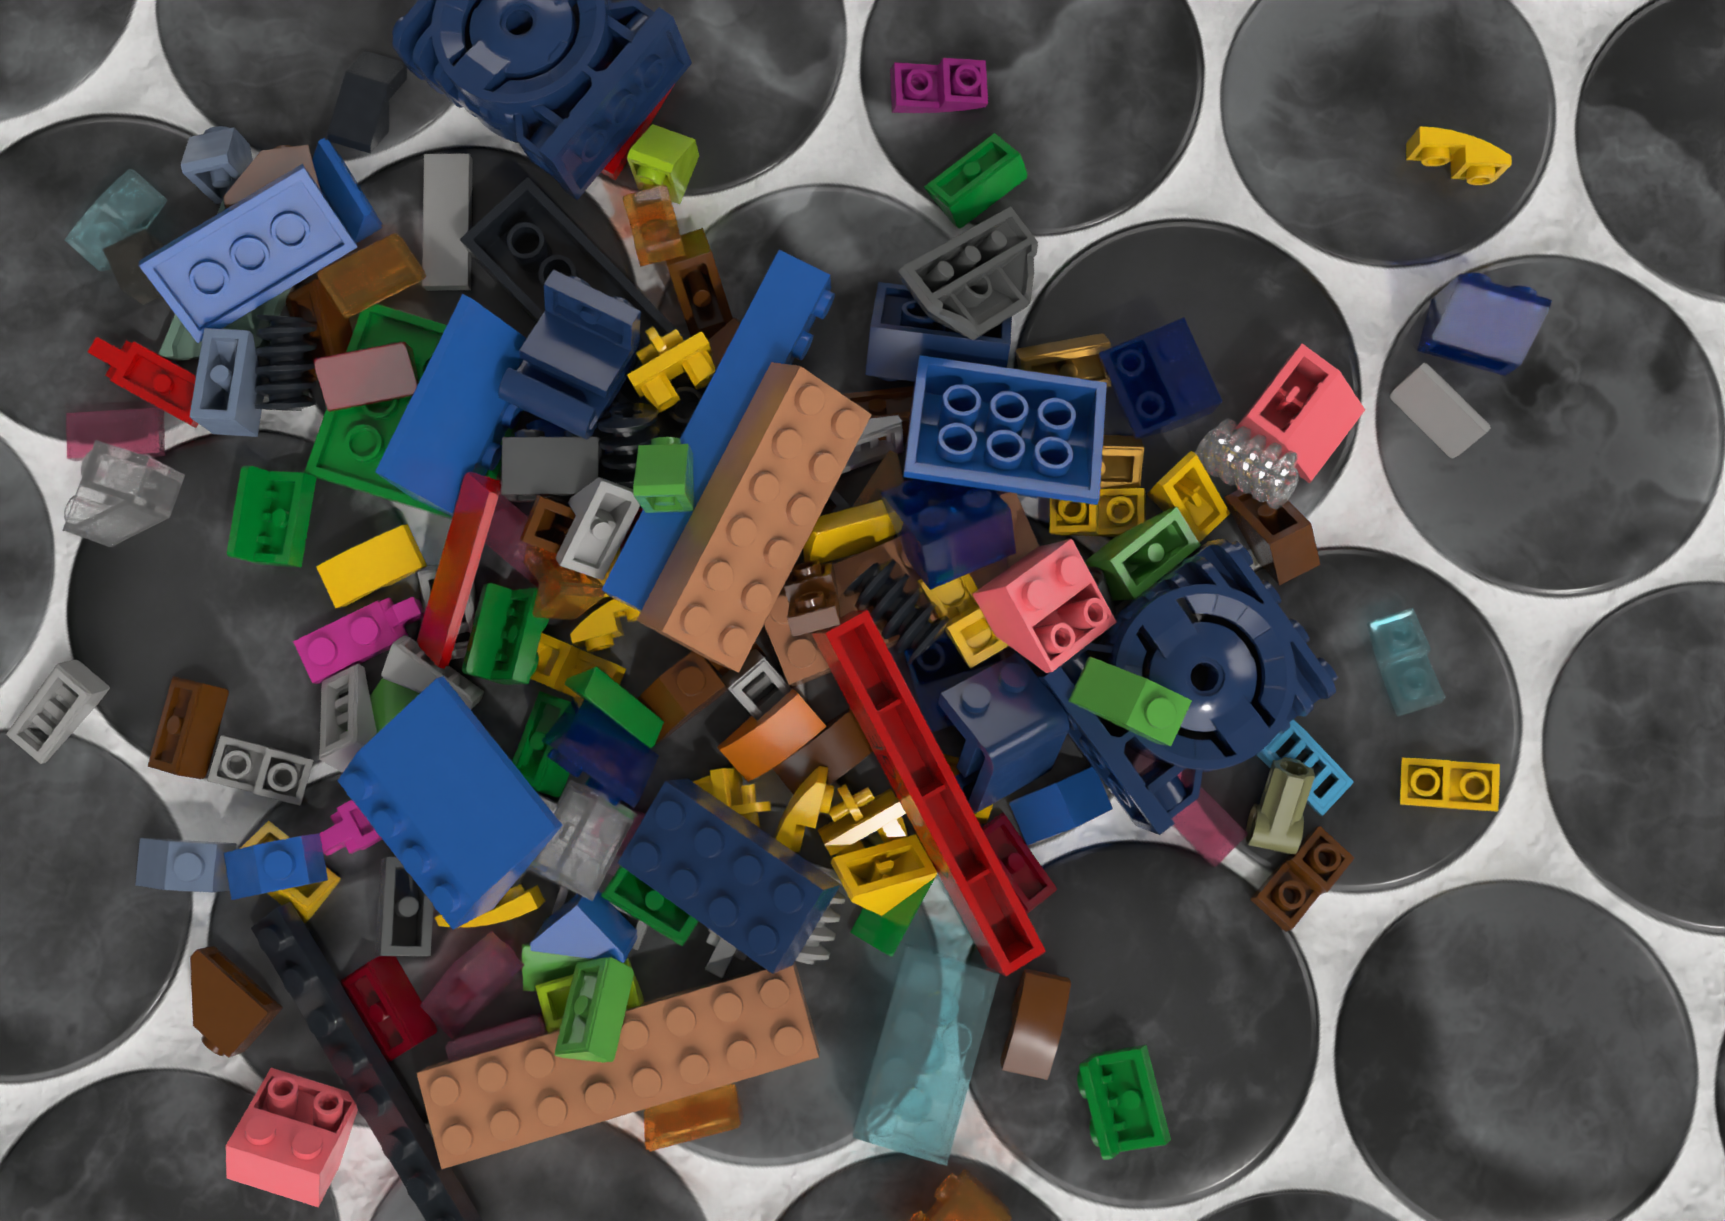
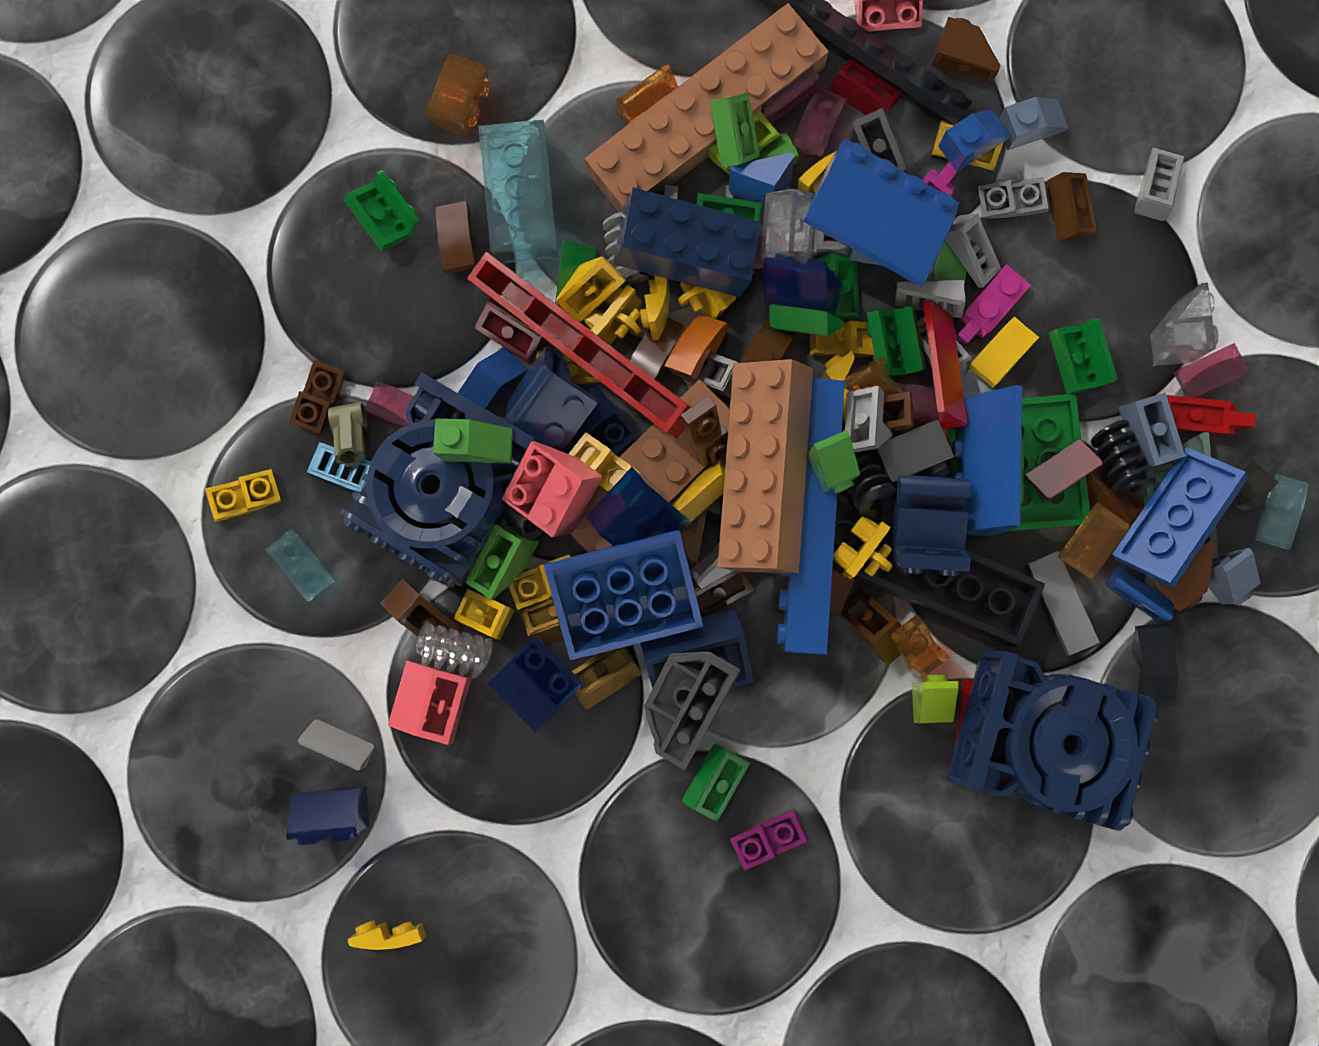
camera: 155 degrees right, 0 degrees up
(897, 608) = (647, 448): black piece -> none

